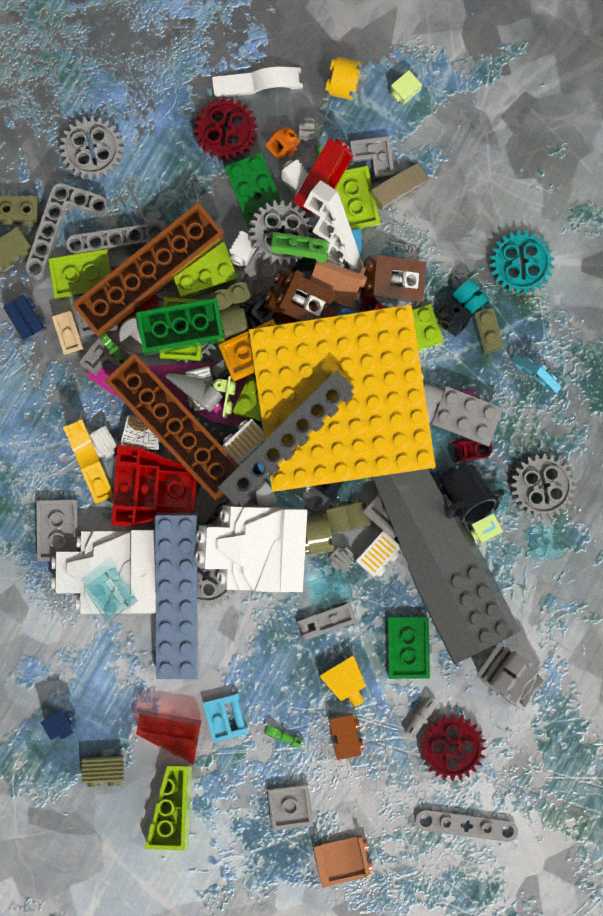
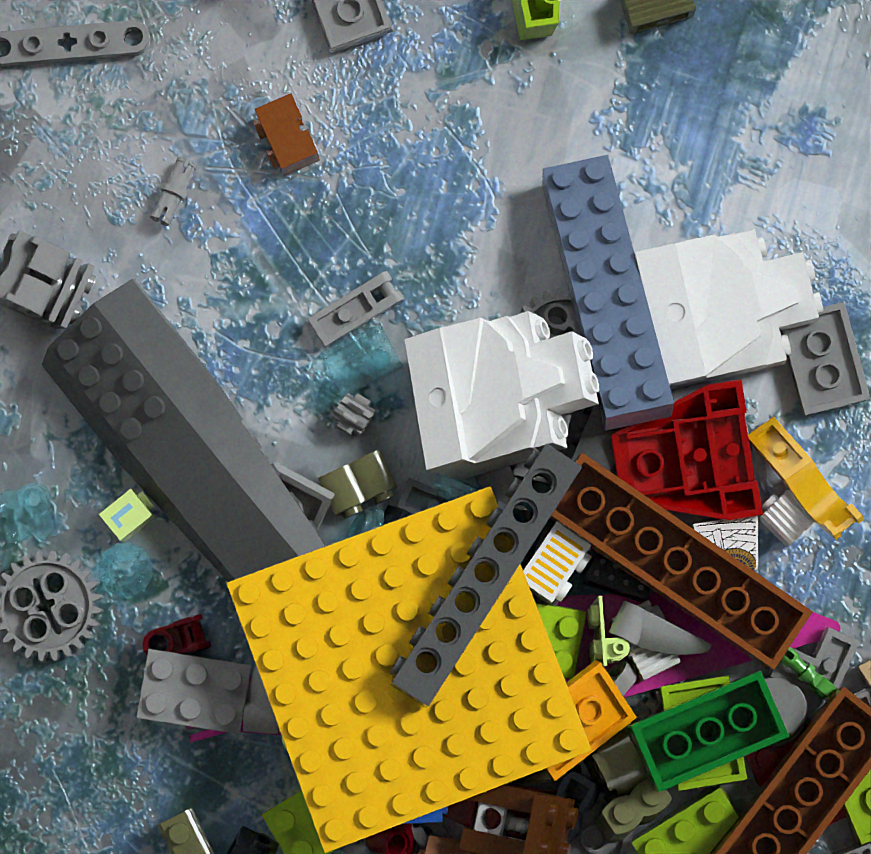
camera: 170 degrees right, 0 degrees up
(59, 724) = (743, 51): dark blue brick -> none
(105, 599) = (723, 254): clear light blue plate -> none
(171, 732) = (564, 79): clear red wedge -> none
(218, 718) = (493, 118): medium azure plate -> none
(283, 736) = (385, 116): bright green piece -> none
(318, 535) = (400, 441): olive brick -> none
(345, 681) = (306, 221): yellow torso -> none
(378, 555) = (294, 433): white brick -> none
(408, 648) = (215, 296): green plate -> none
(440, 440) = (225, 619): clear light blue plate -> none
(465, 734) = (130, 132): dark red gear -> none
(469, 494) = (165, 561): black container -> none
(537, 371) = (92, 795): medium azure plate -> none

